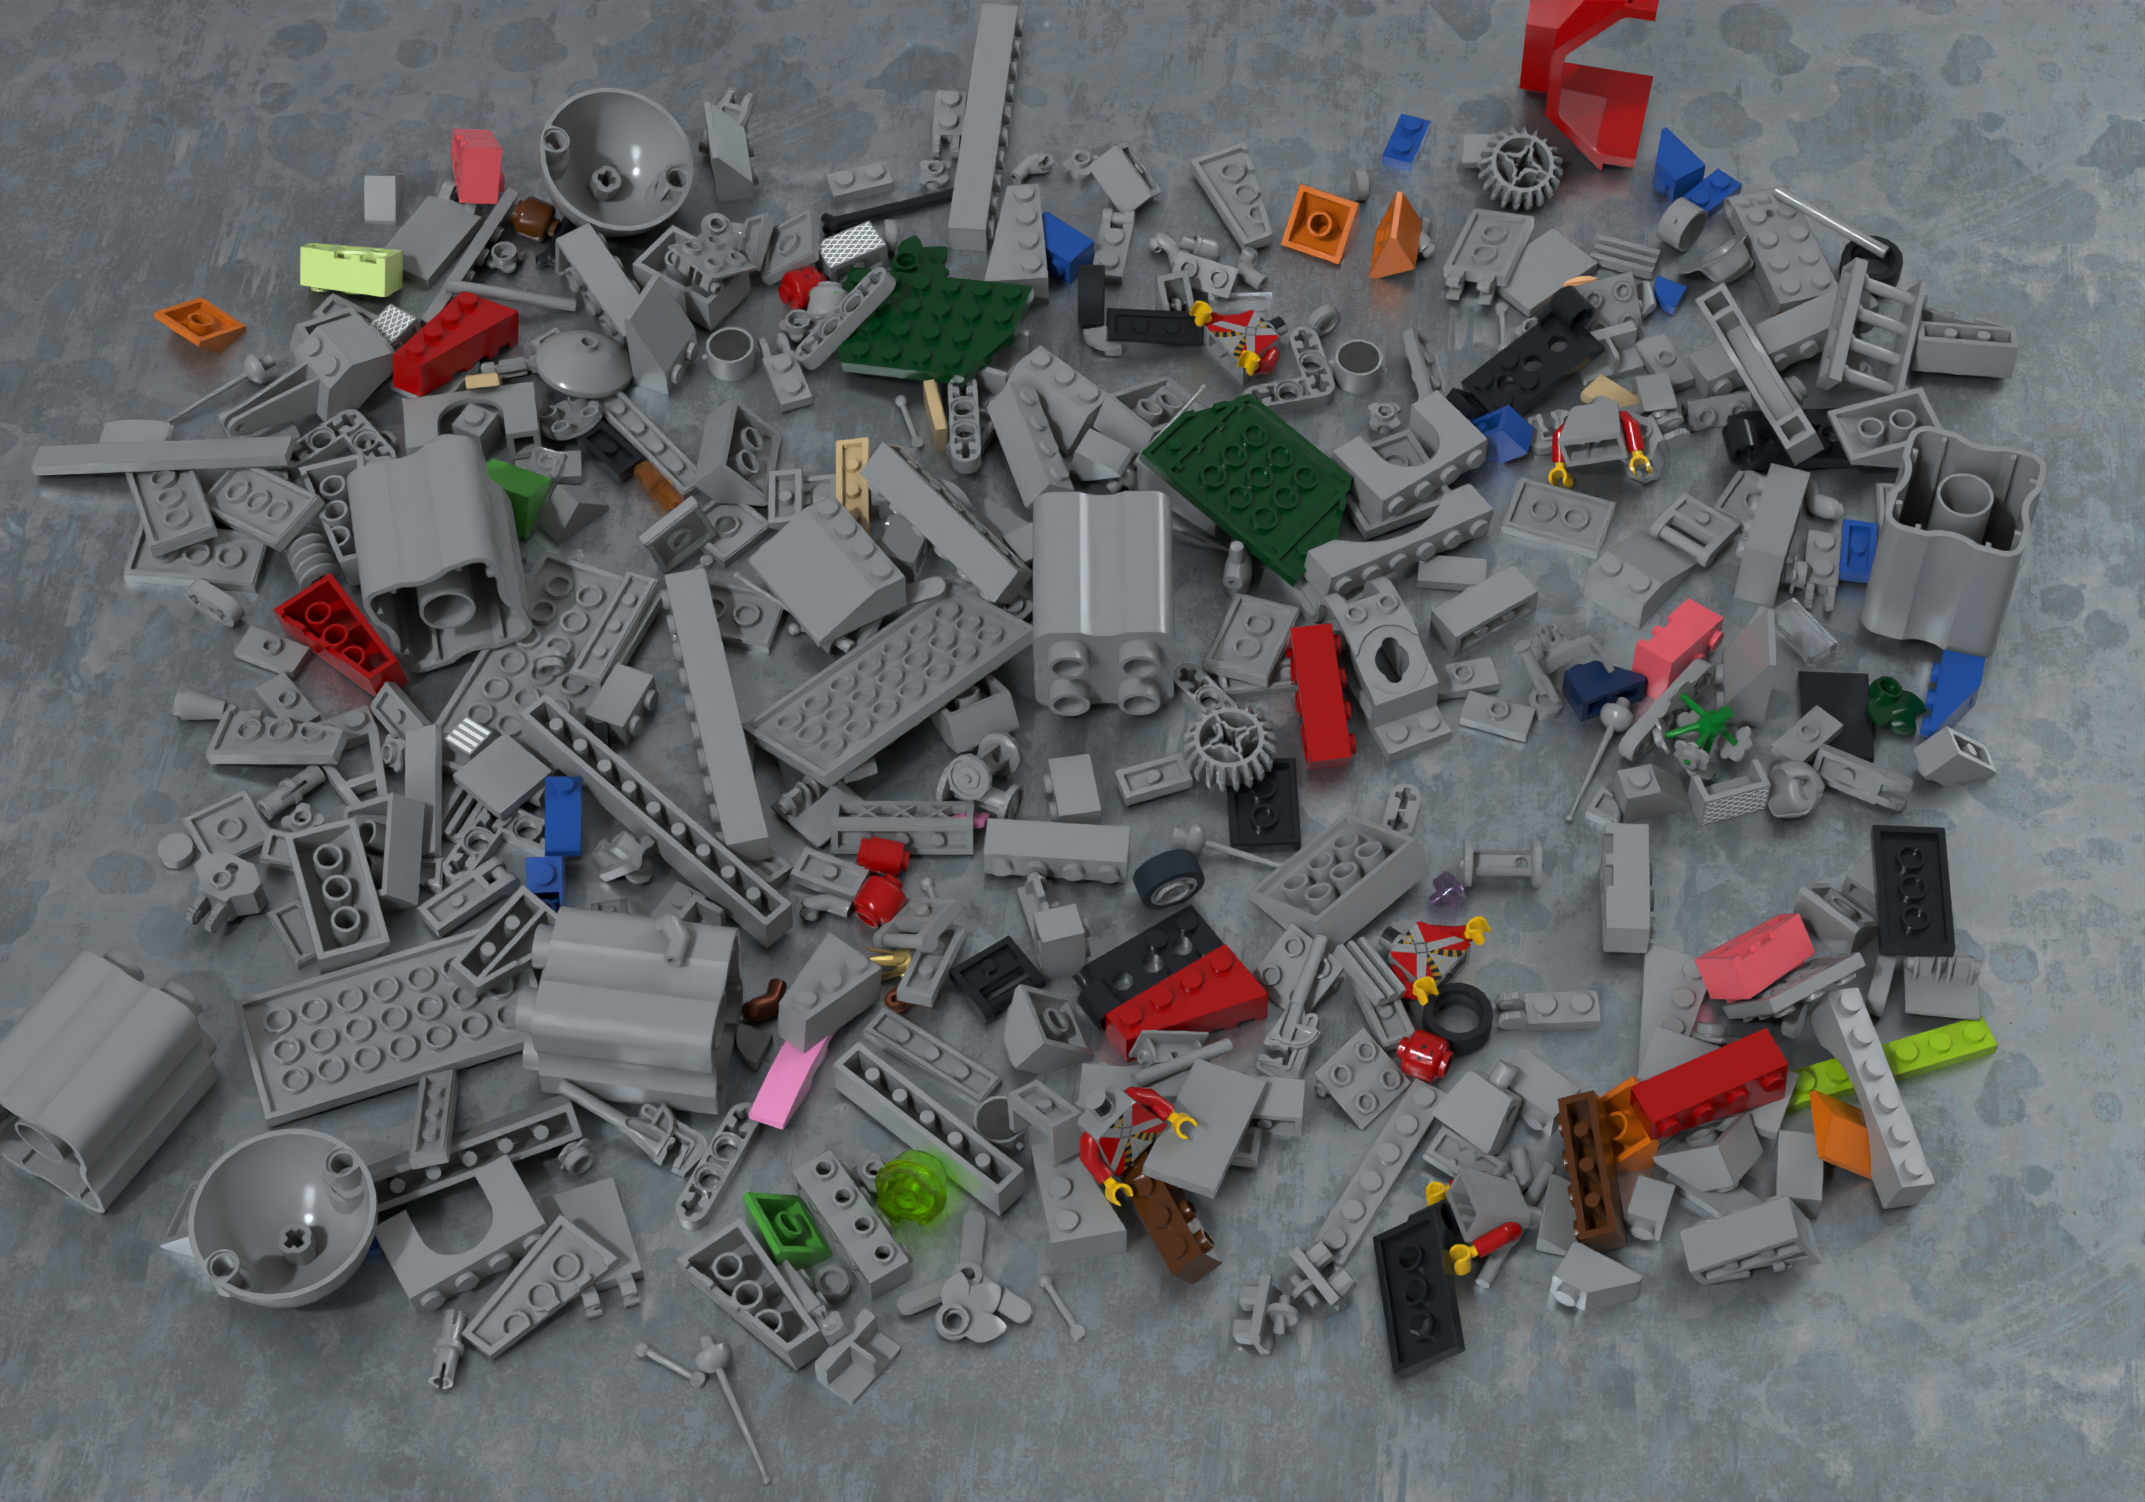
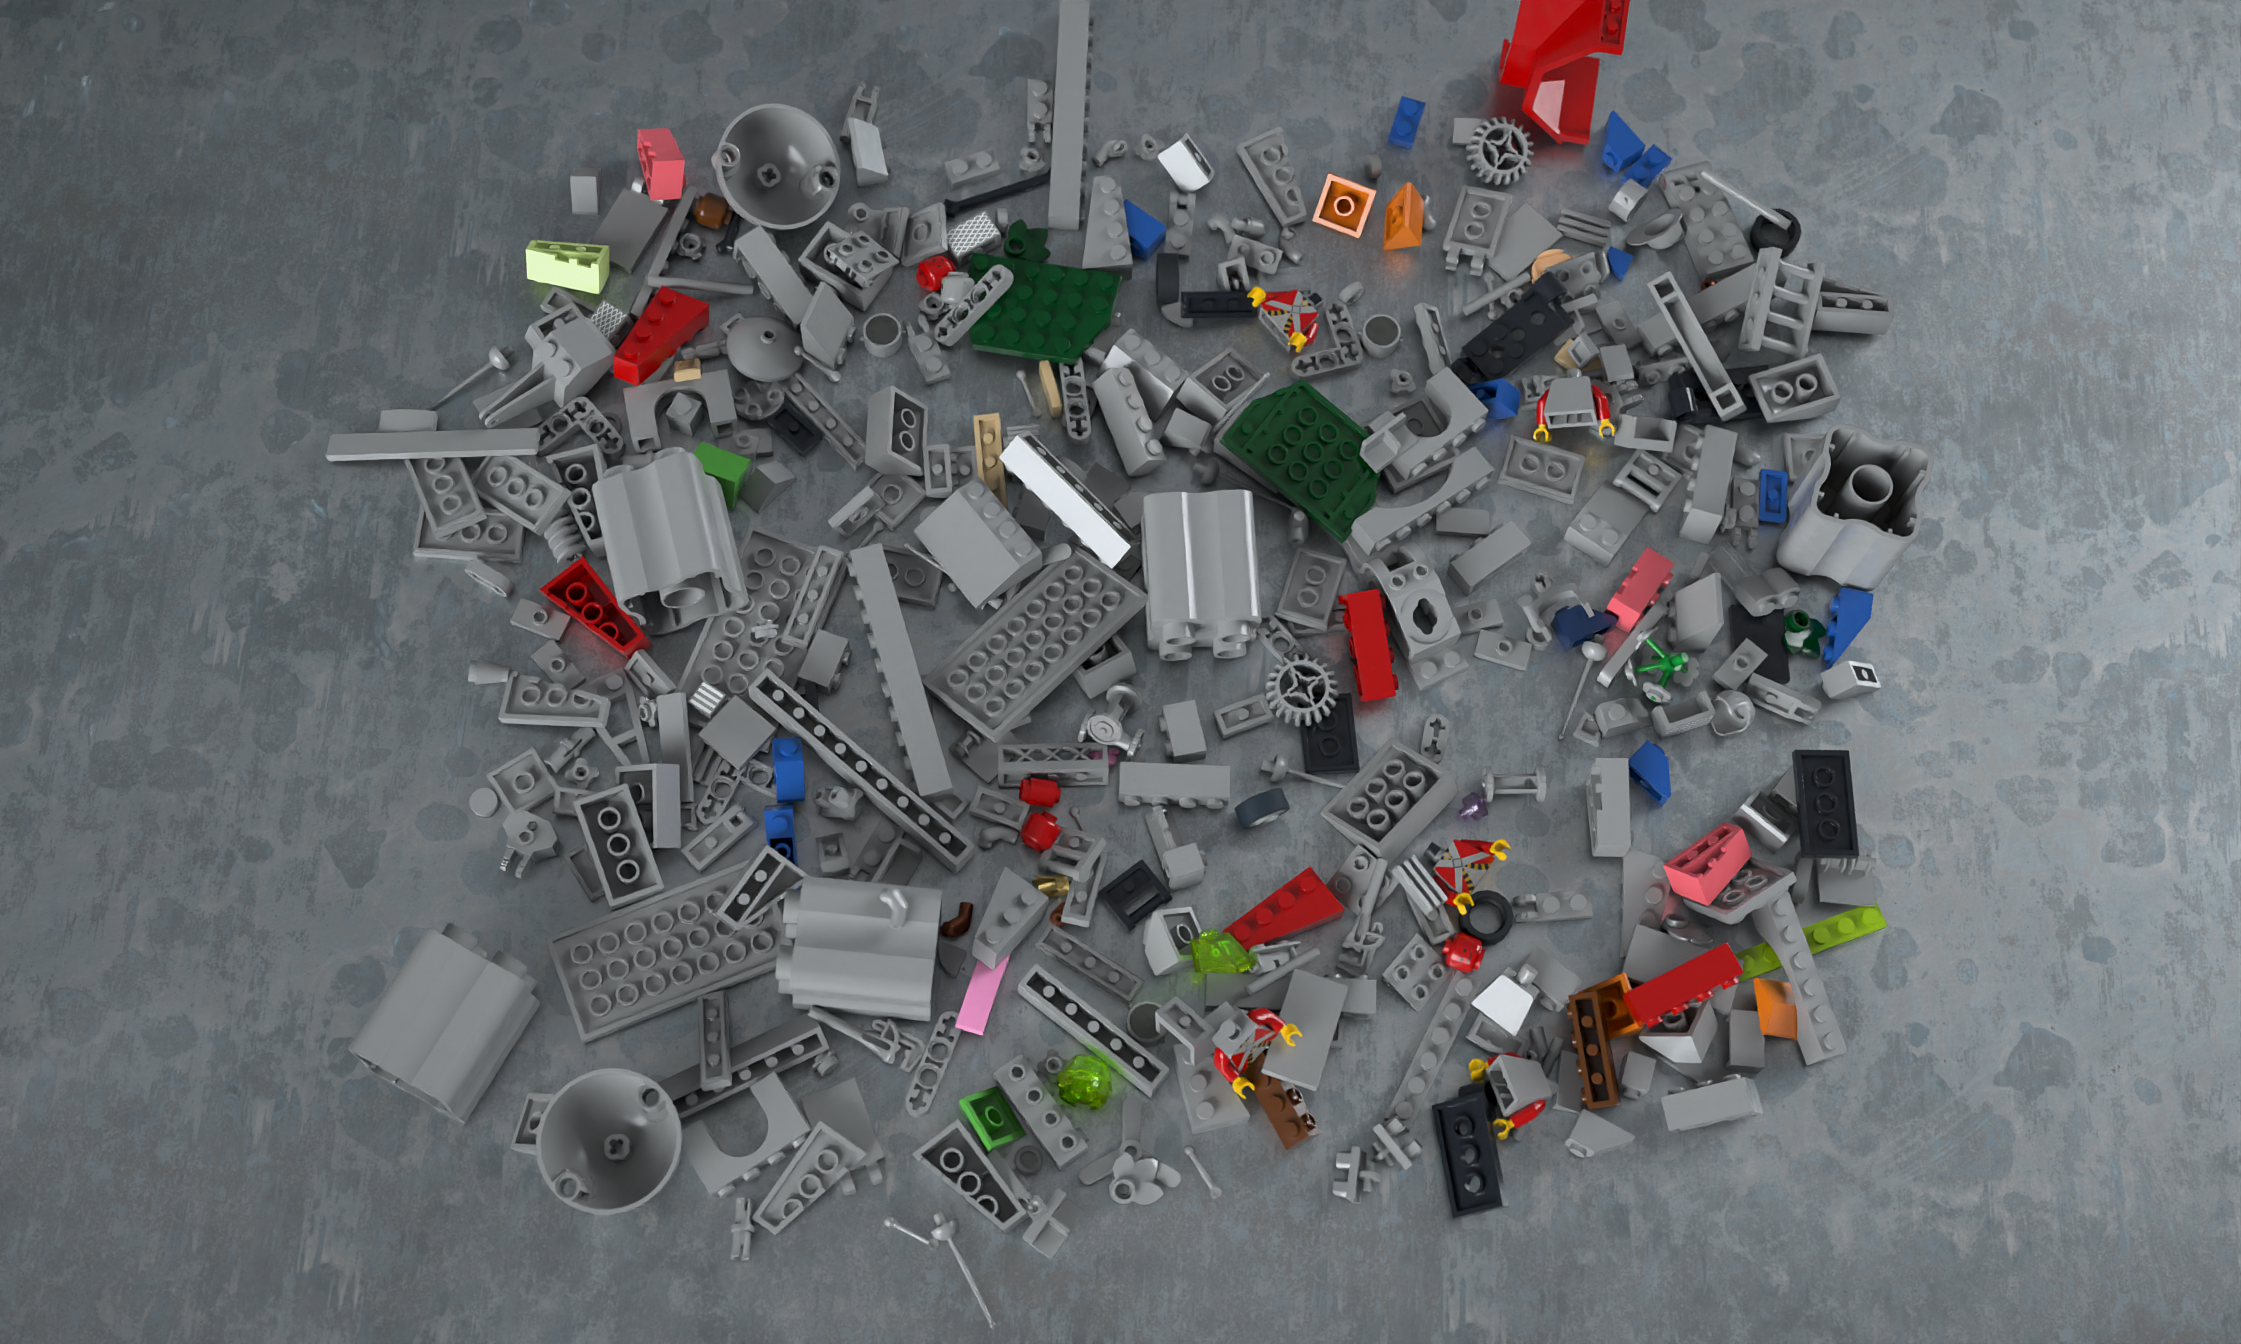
camera: 10 degrees left, 15 degrees up
(202, 324) = (449, 315): orange slope -> none
(657, 486) = (835, 461): clear orange axle -> none
(666, 397) = (833, 376): none -> light grey hinge
(1097, 1038) = (1219, 953): none -> clear neon green slope
(1127, 962) = (1221, 913): black hinge -> none
(1353, 467) = (1387, 444): none -> light grey panel
(1504, 325) = (1496, 293): none -> light grey bar
(1615, 382) = (1583, 351): none -> light grey tile
(1682, 855) = (1651, 772): none -> blue slope
(1691, 473) = (1645, 432): none -> light grey panel
(1846, 654) = (1767, 592): none -> light grey brick

